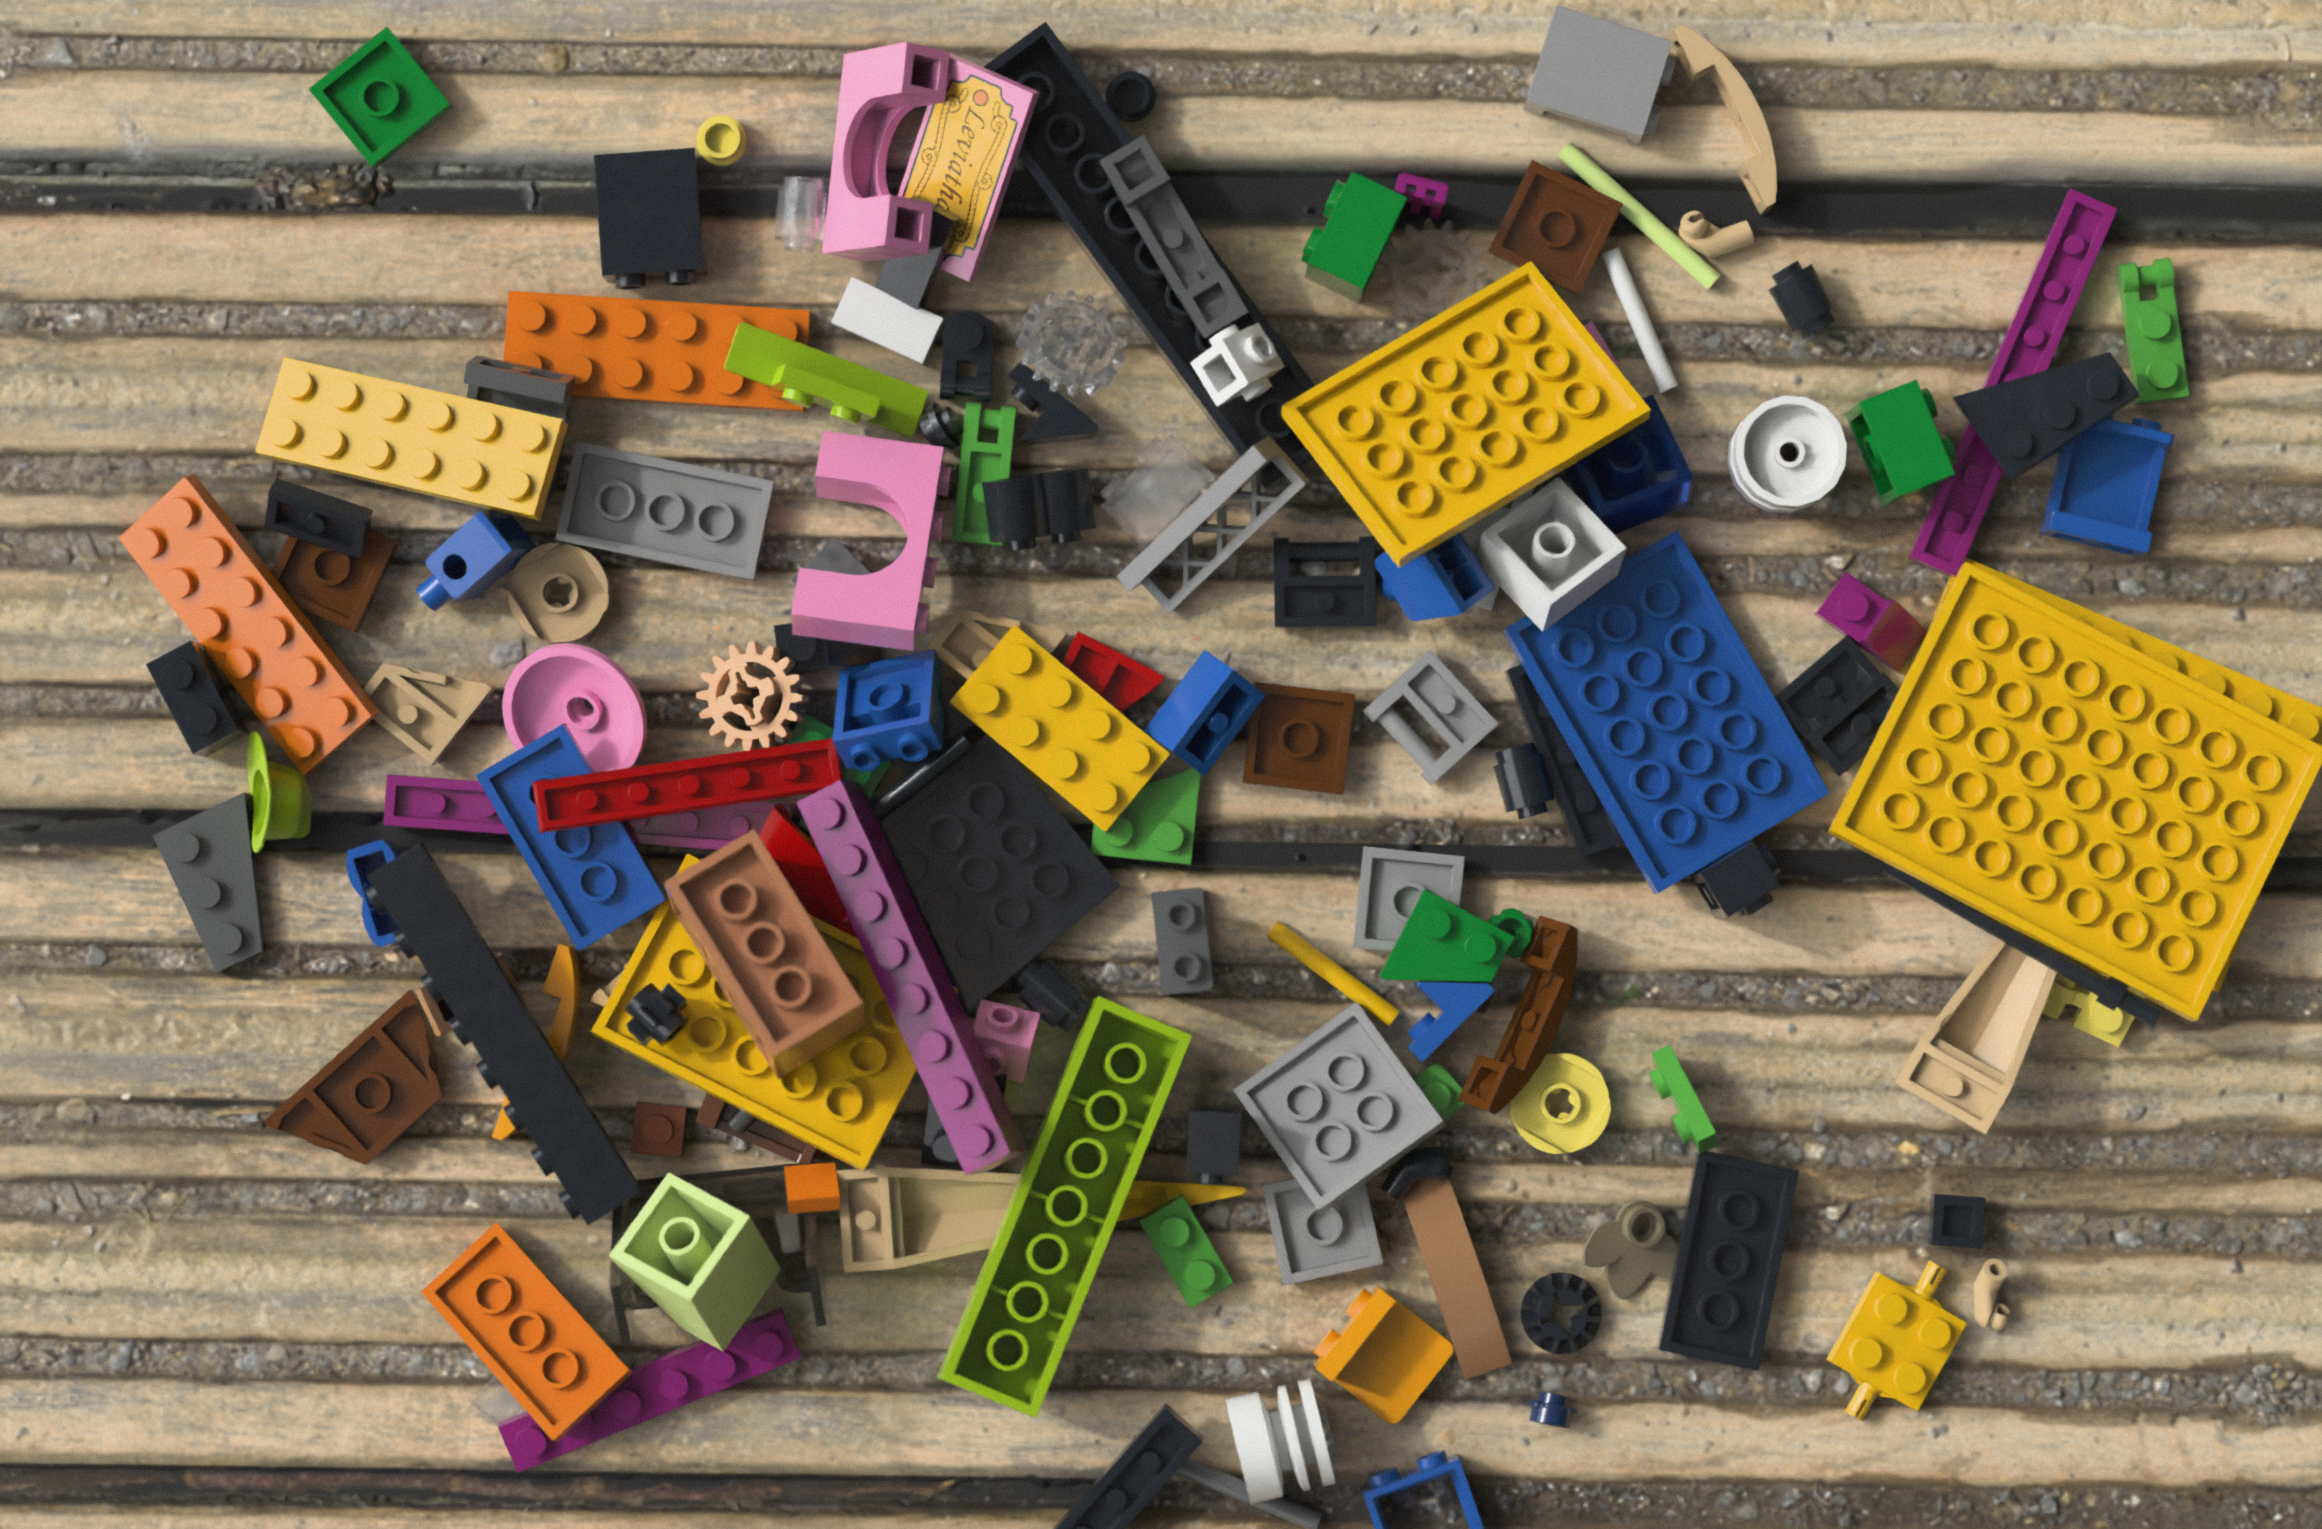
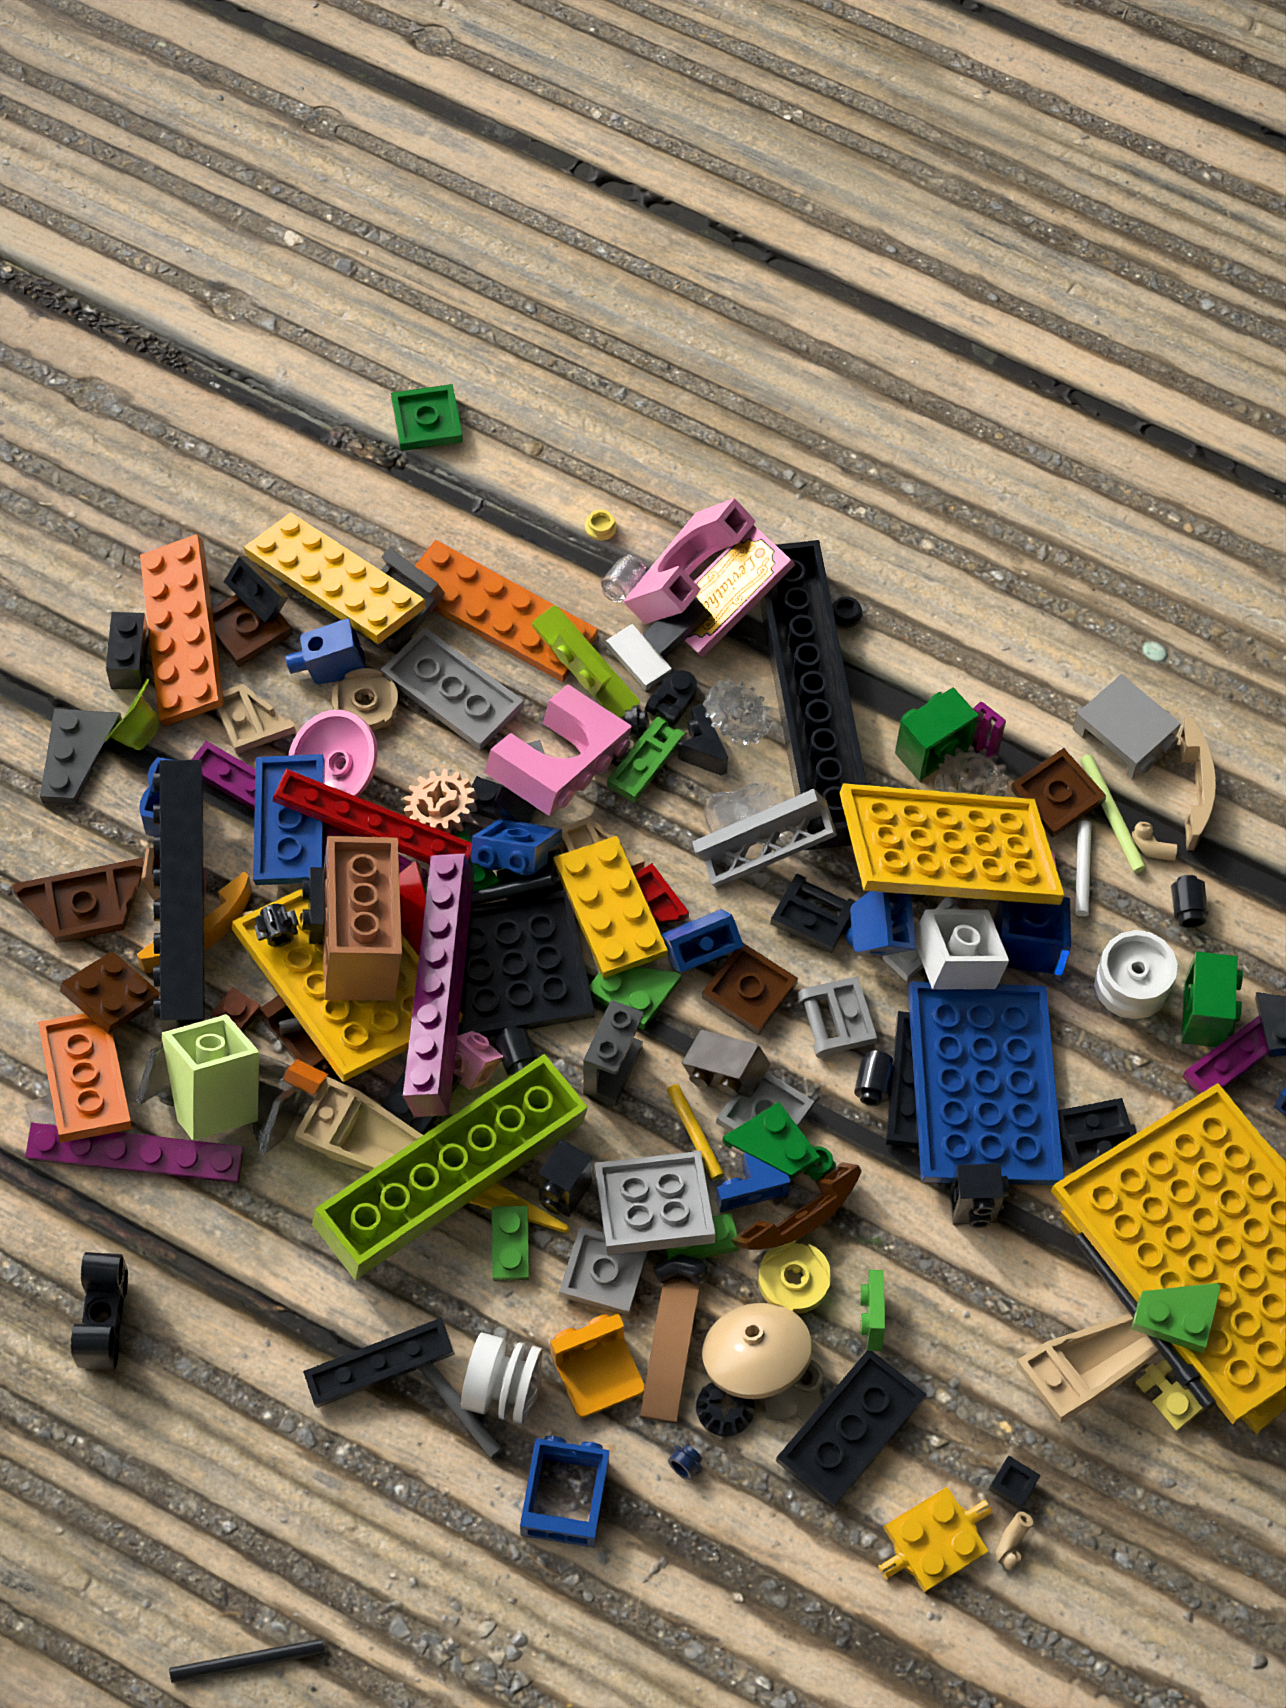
camera: 25 degrees right, 25 degrees down
(485, 1199) = (109, 992): none -> reddish brown plate
(650, 217) = (536, 539): black panel -> none
(695, 971) = (314, 917): none -> black plate
(1039, 506) = (669, 784): black brick -> none
(1172, 237) = (829, 670): dark grey slope -> none
(1238, 364) = (829, 749): white brick -> none
(1329, 871) = (725, 1064): none -> brick
(1598, 1233) = (757, 1364): none -> tan dish
(1871, 621) = (1142, 1099): magenta slope -> none
(2067, 923) = (1178, 1314): none -> bright green wing

